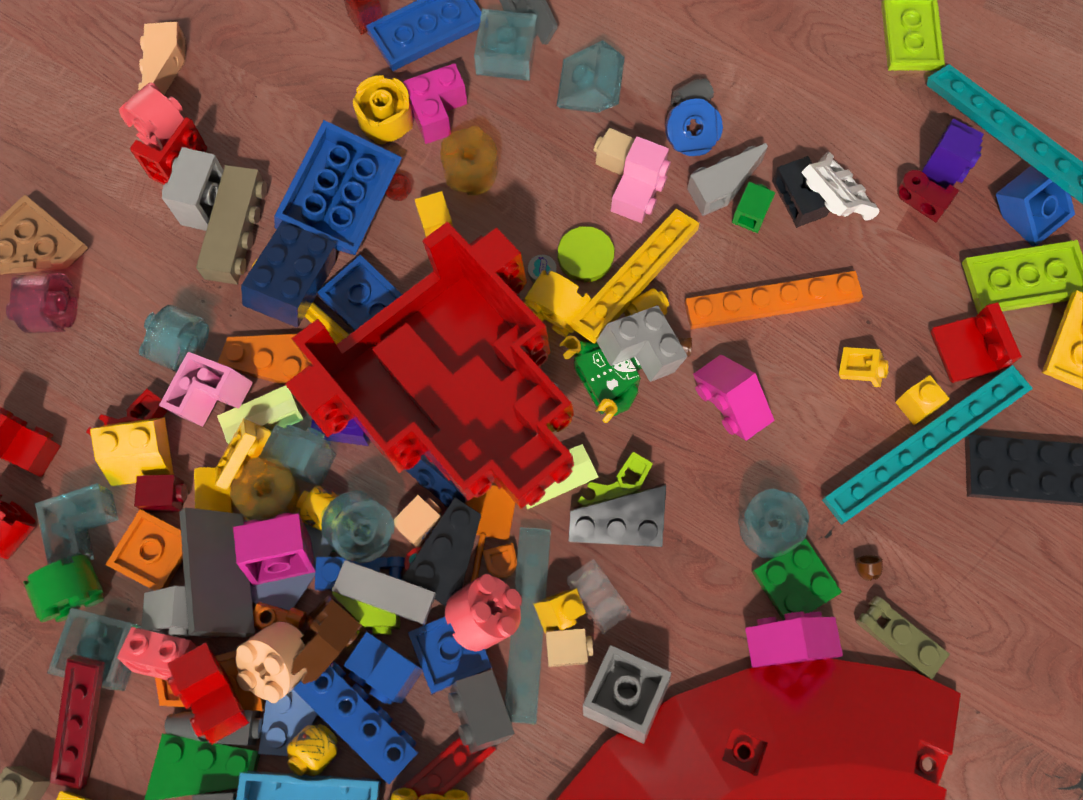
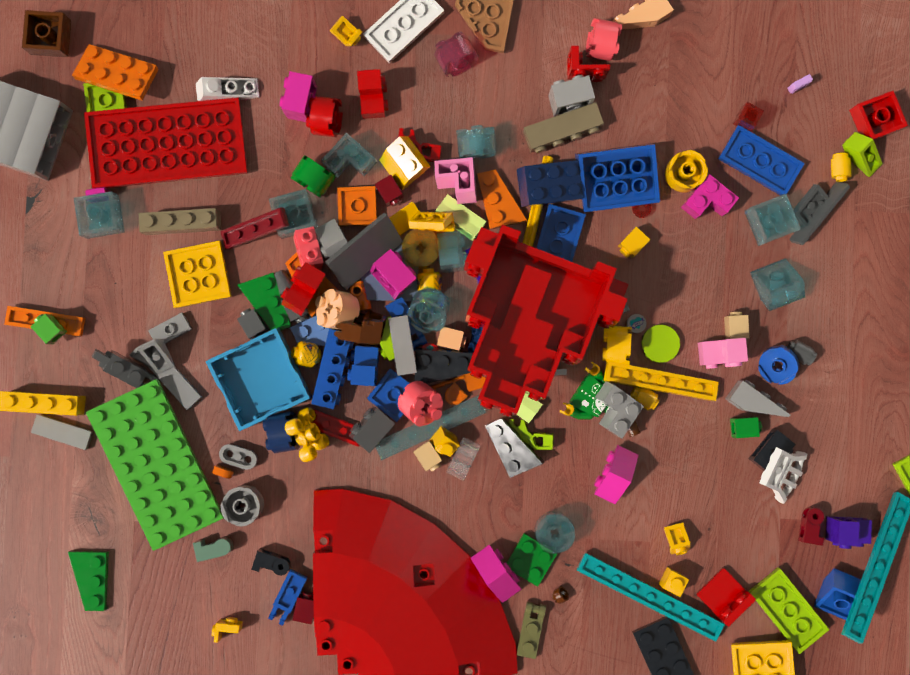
camera: 65 degrees right, 15 degrees up
(469, 161) = (670, 243): clear yellow brick -> none
(626, 694) = (420, 499): light grey brick -> none
(773, 300) = (692, 467): orange plate -> none

